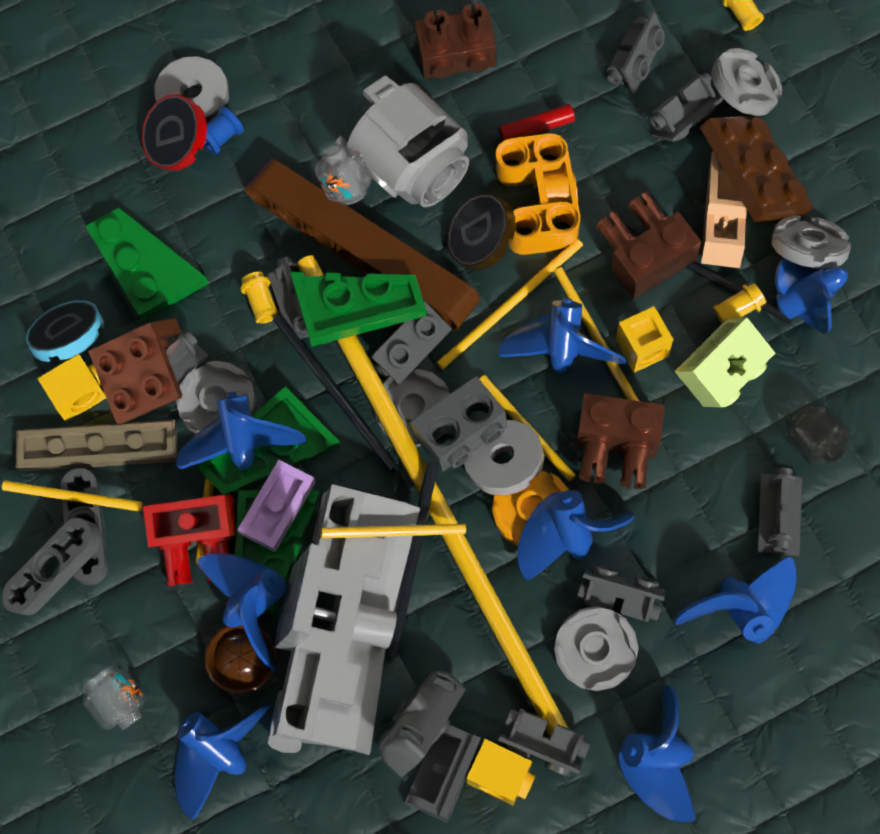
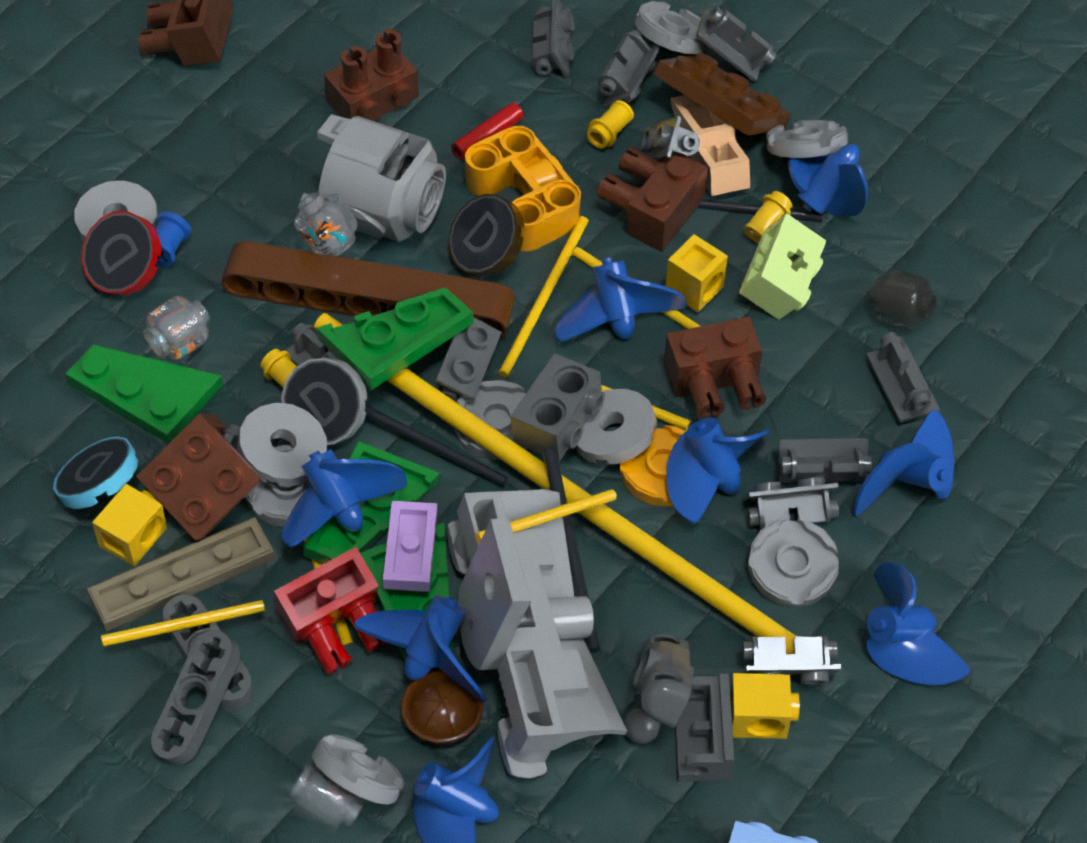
camera: 30 degrees left, 15 degrees down
(142, 690) = (350, 768): none -> light grey tile
(188, 220) = (177, 327): none -> clear head
(218, 343) = (283, 422): none -> light grey tile
(272, 339) = (330, 394): none -> black tile
(640, 160) = (604, 131): none -> yellow pin
(669, 563) = (824, 457): none -> dark grey hinge
(680, 200) = (666, 137): none -> dark grey hinge
(790, 118) = (722, 33): none -> dark grey hinge

